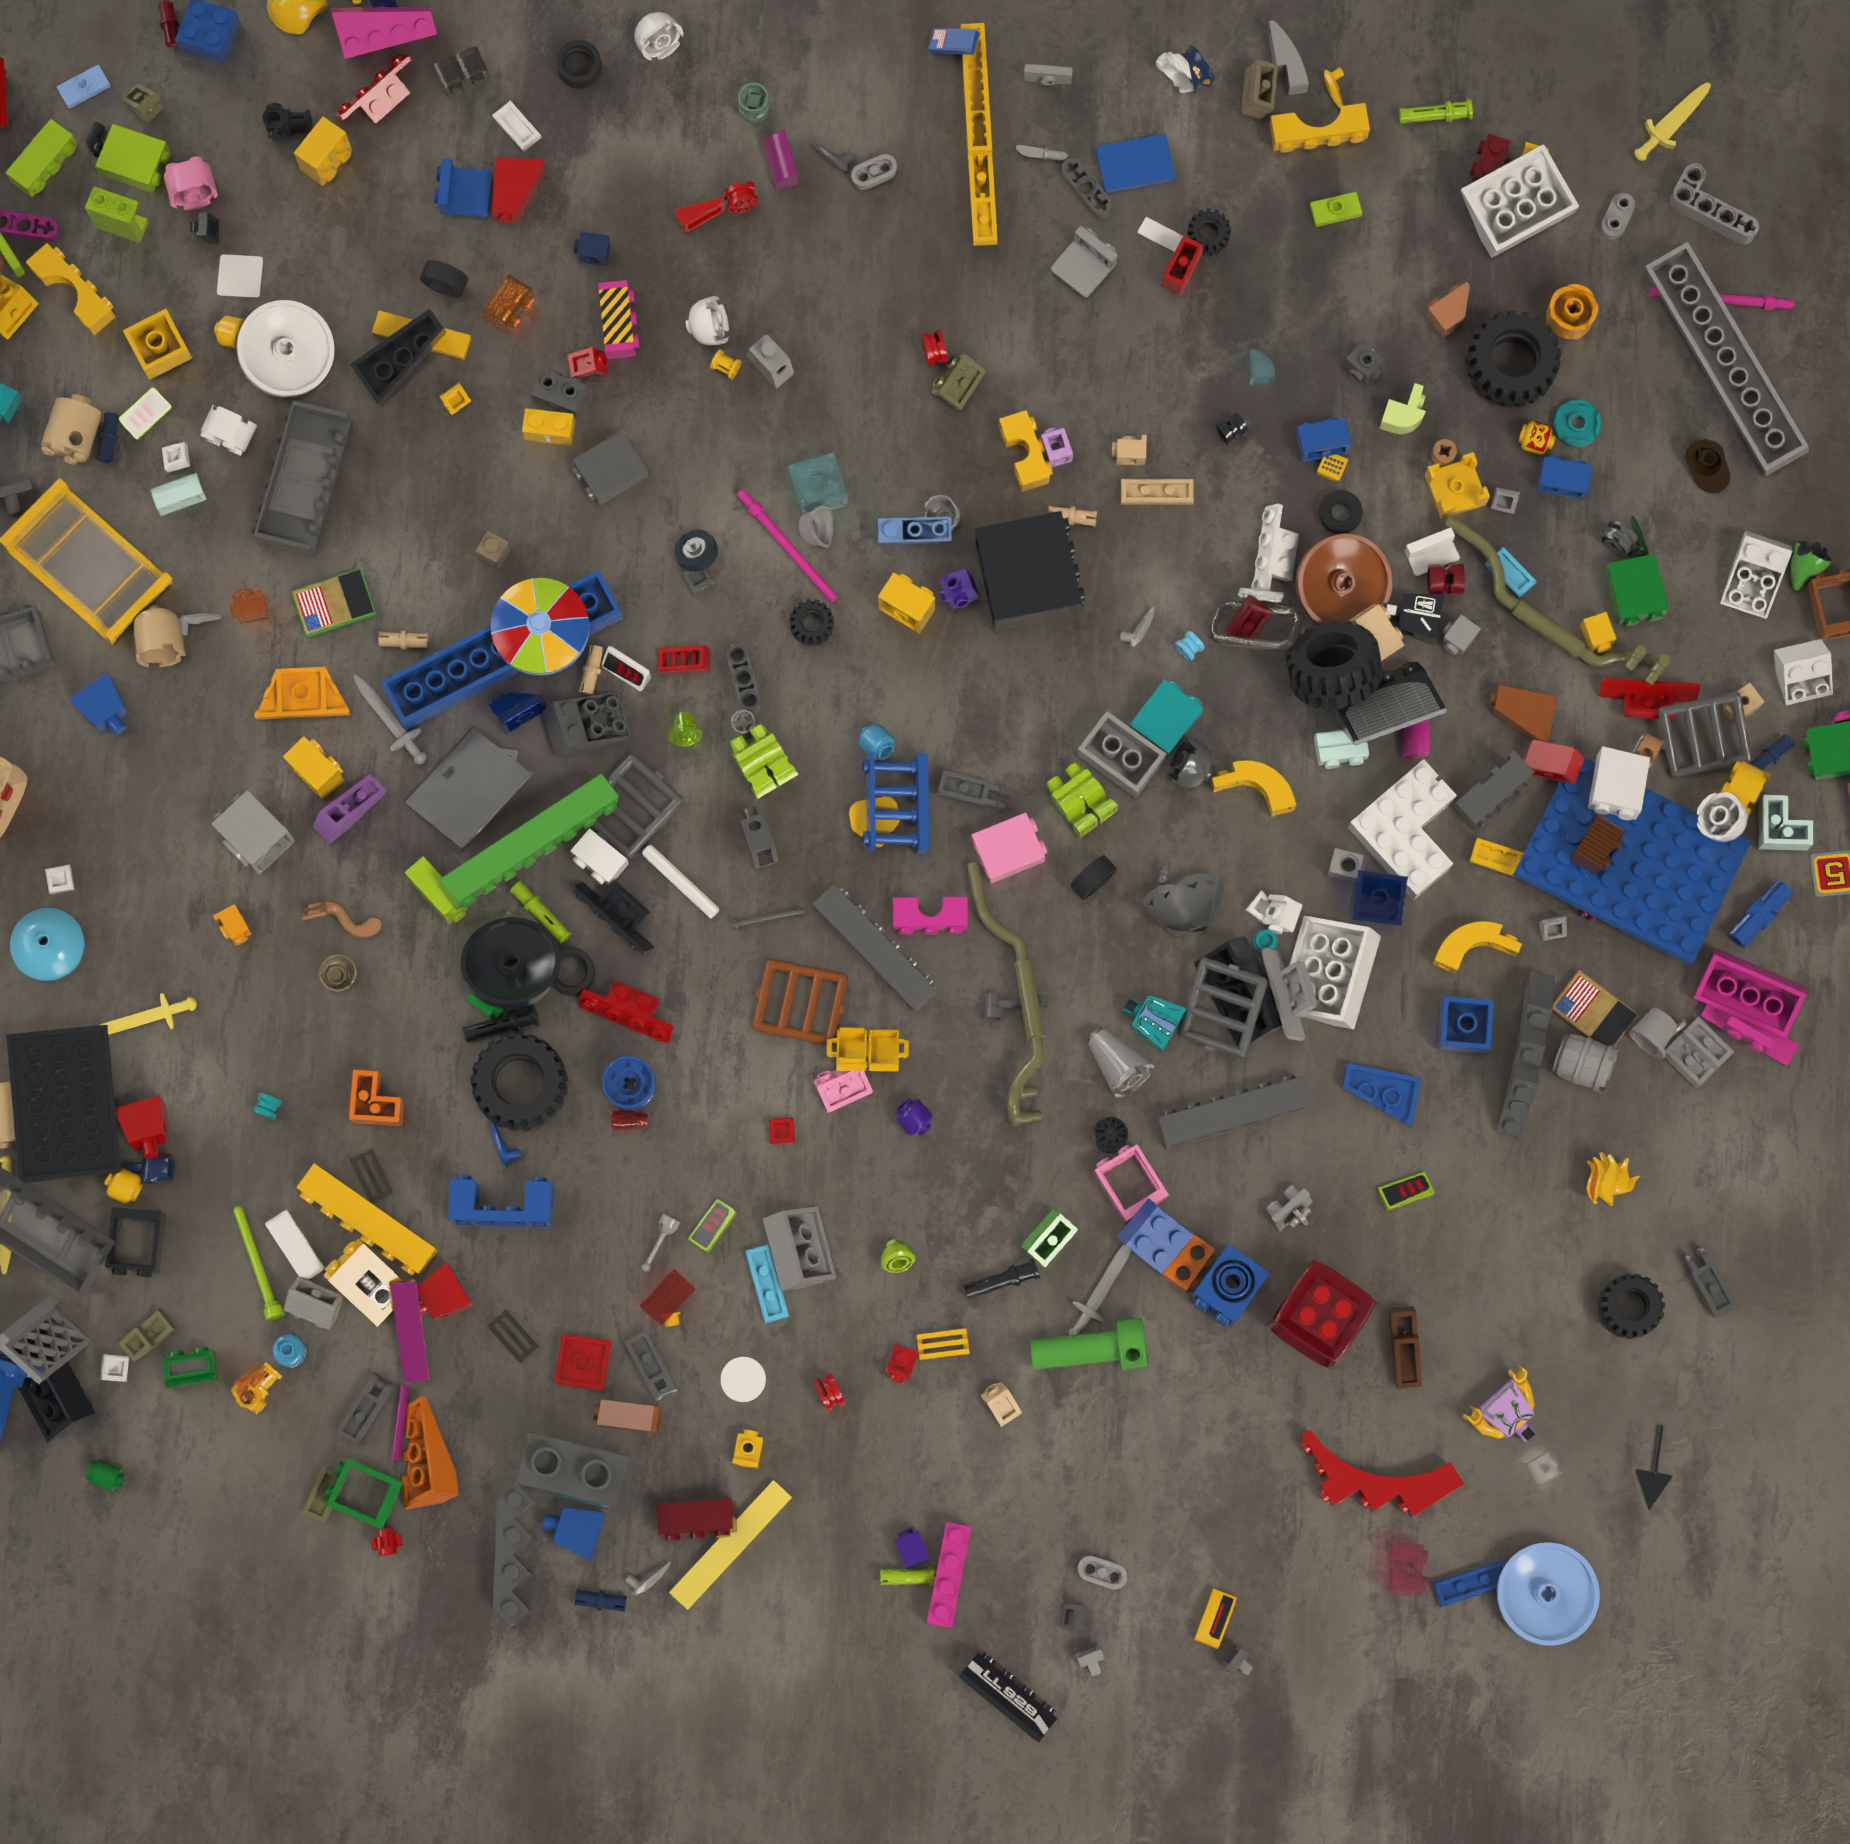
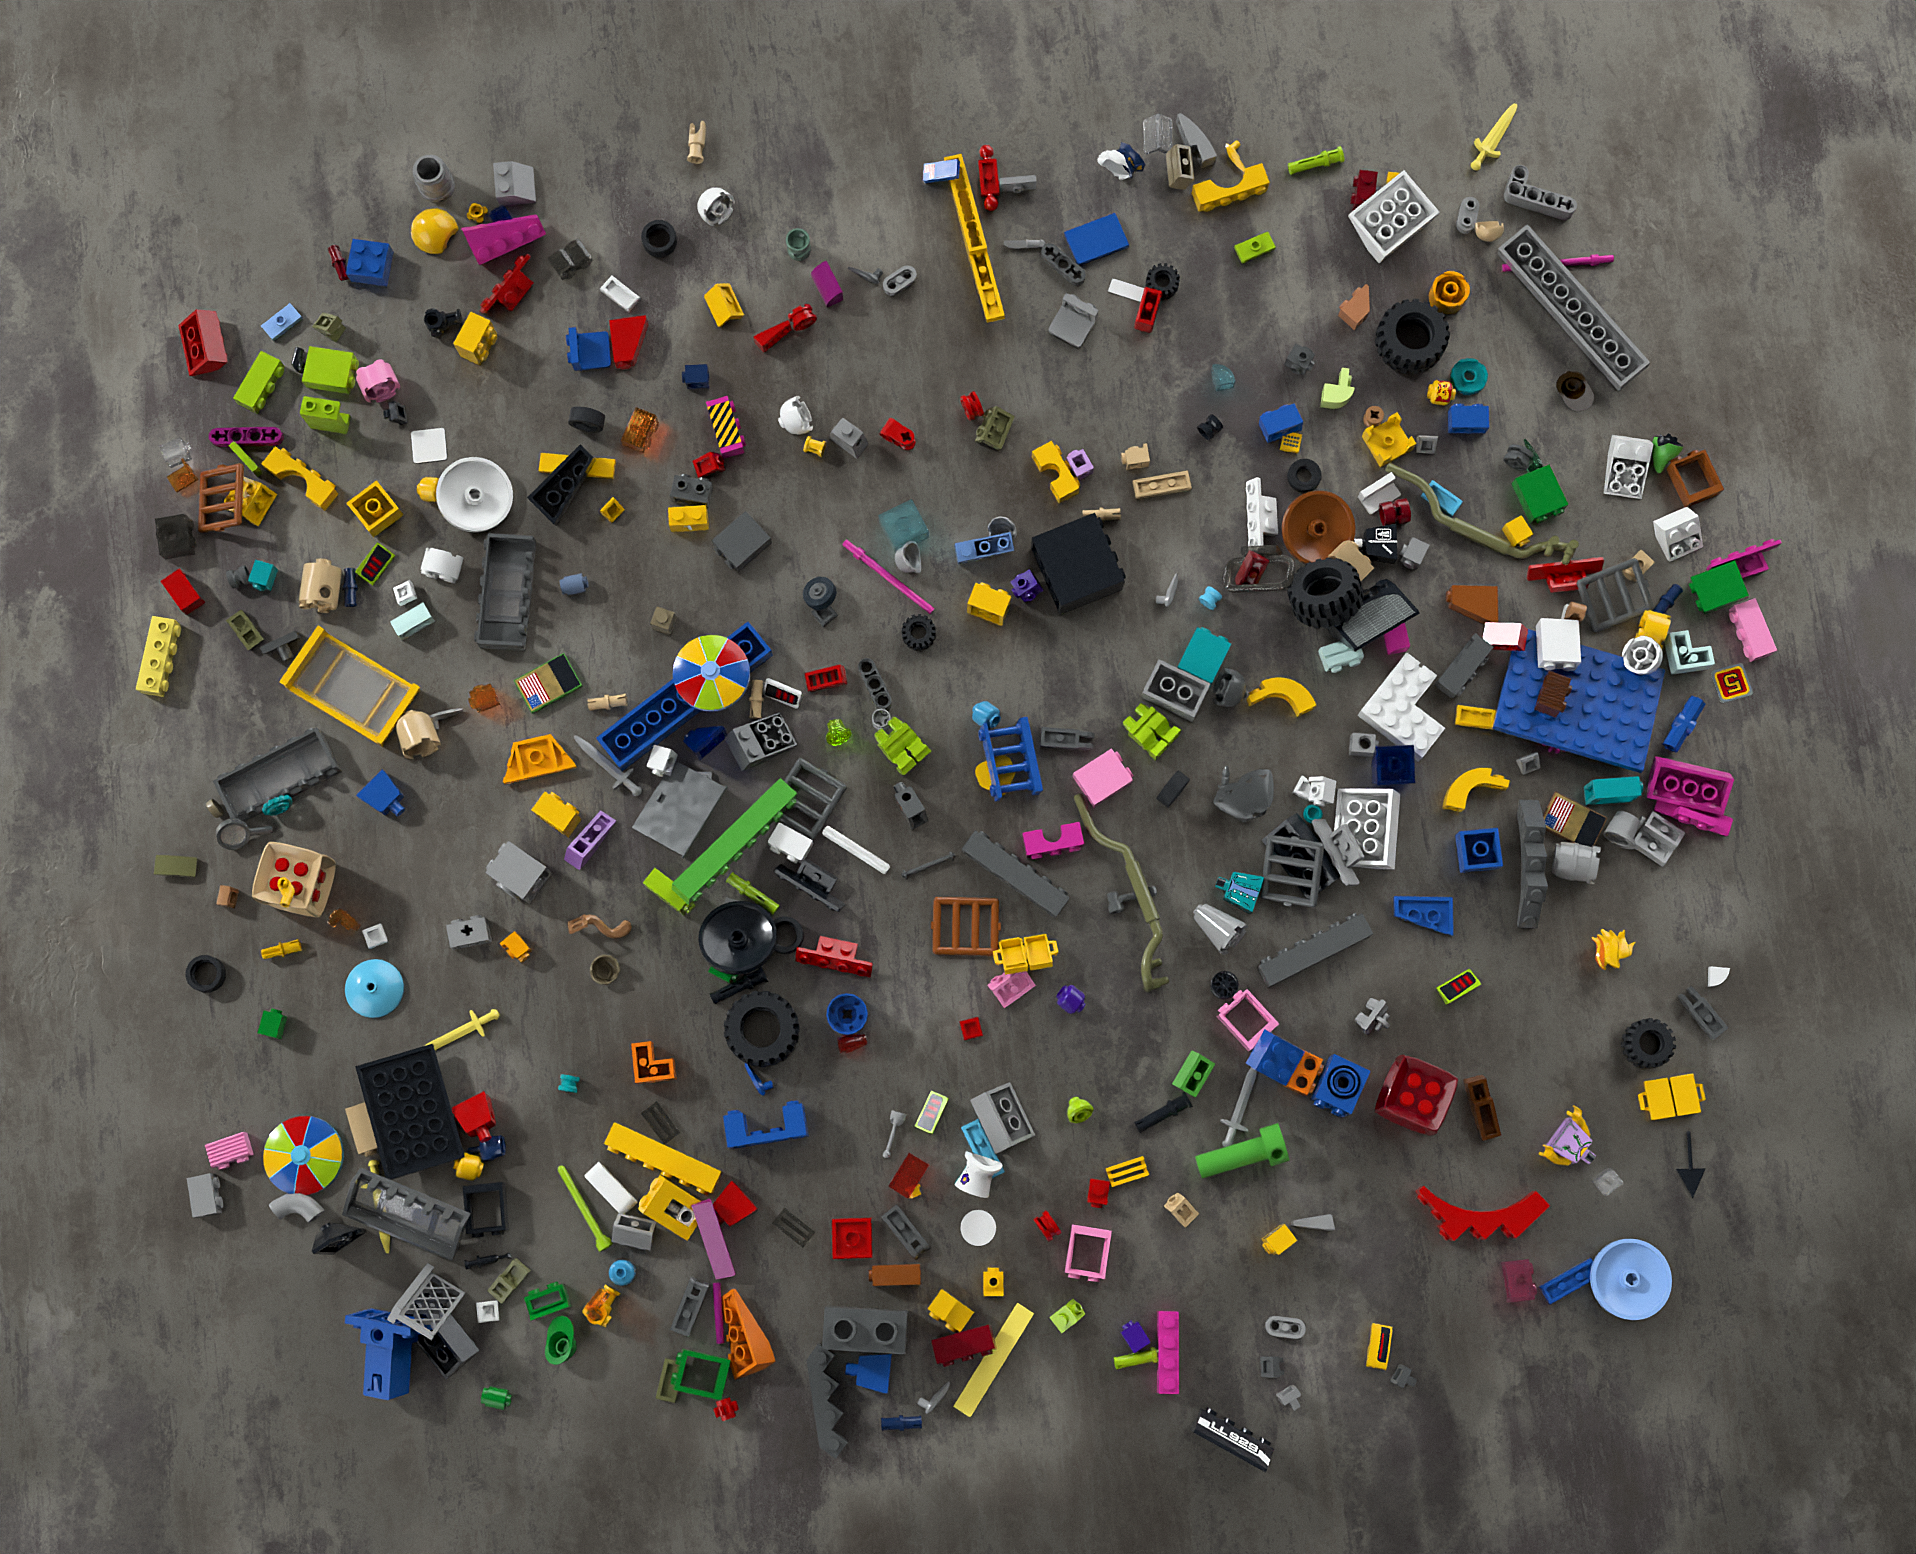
camera: 10 degrees left, 0 degrees up
(29, 853) = (347, 920): none -> clear orange bracket
(123, 1305) = (485, 1260): none -> black piece
(189, 903) = (478, 936): none -> light grey brick
(197, 1420) = (560, 1341): none -> green piece
(389, 484) = (574, 584): none -> sand blue brick
(458, 725) = (661, 761): none -> white brick
(644, 162) = (723, 303): none -> yellow panel
(687, 1473) = (950, 1311): none -> yellow brick
(753, 1312) = (977, 1175): none -> white hat
(831, 365) = (896, 432): none -> red piece
(833, 1507) = (1067, 1315): none -> lime bracket
(880, 1409) = (1092, 1276): none -> bright pink window
(1013, 60) = (988, 177): none -> red plate
(1114, 1463) = (1278, 1240): none -> yellow brick
(1170, 1451) = (1322, 1222): none -> light grey slope
(1240, 42) = (1157, 134): none -> clear panel
(1637, 1378) = (1663, 1098): none -> yellow piece
(1640, 241) = (1489, 230): none -> tan hair
(1651, 981) = (1613, 790): none -> teal window
(1737, 1238) = (1717, 975): none -> white tile

